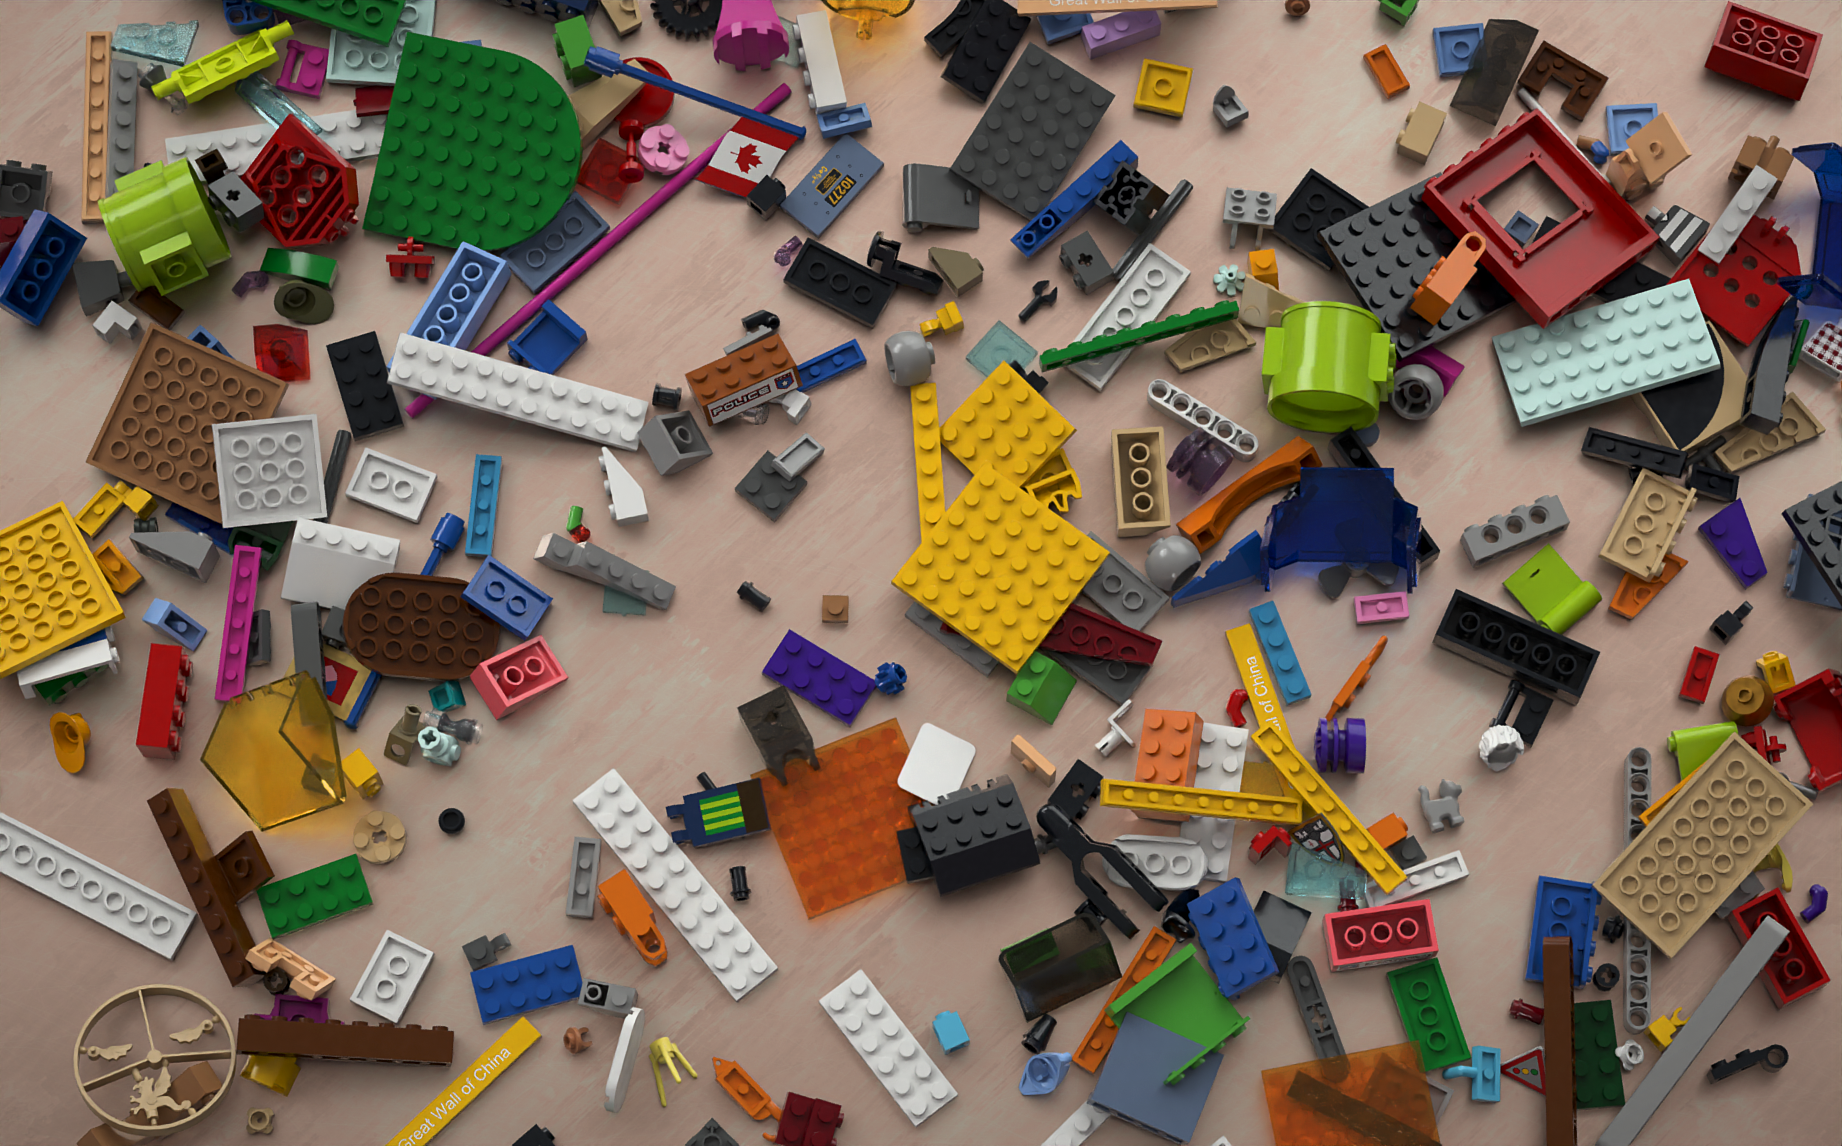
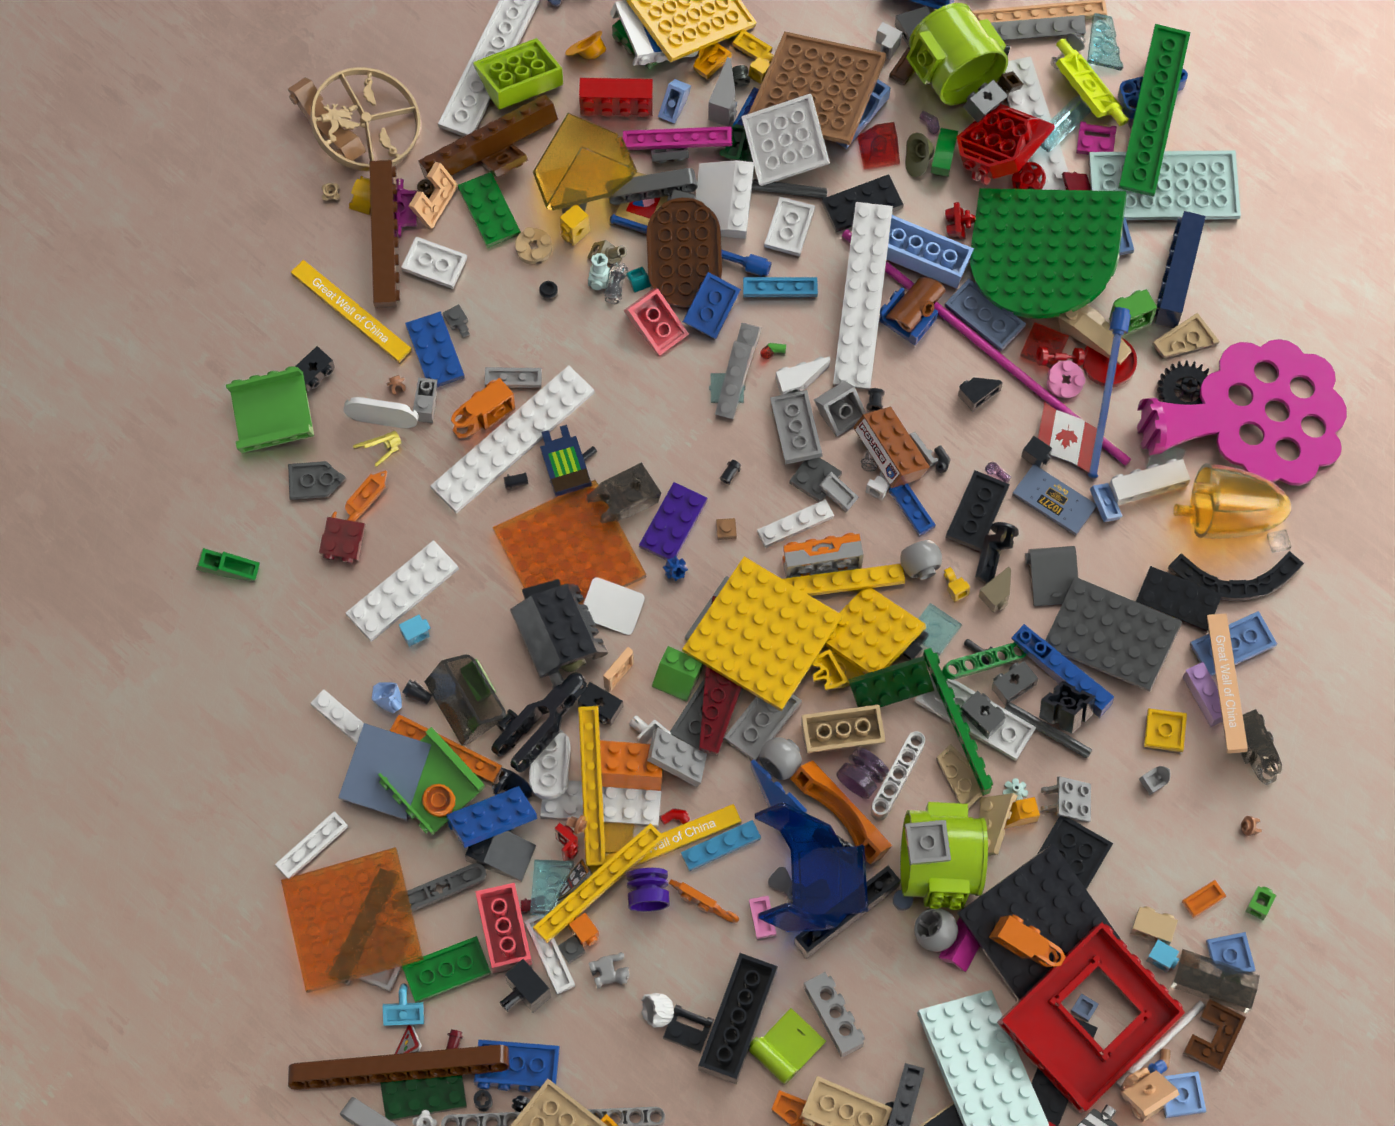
camera: 85 degrees right, 5 degrees down
(104, 837) = (519, 73): none -> lime slope
(360, 158) = (1029, 177): none -> red wheel
(533, 326) = (916, 303): none -> dark orange panel
(668, 263) = (978, 391): none -> black slope
(699, 502) = (796, 427): none -> light grey plate
(836, 518) = (795, 523): none -> white plate
(894, 482) = (823, 555): none -> light grey piece
(1058, 303) = (978, 666): none -> green beam
(1084, 412) = (892, 684): none -> dark green plate
(1127, 315) = (988, 723): none -> dark grey brick
(1164, 693) = (677, 757): none -> light grey plate
(1204, 1007) = (438, 800): none -> orange piece
(1252, 826) = (579, 824): none -> nougat plate
(1333, 369) = (927, 842): none -> light grey plate
(1460, 127) = (1163, 956): none -> medium azure brick
(1463, 910) = (526, 987): none -> black brick

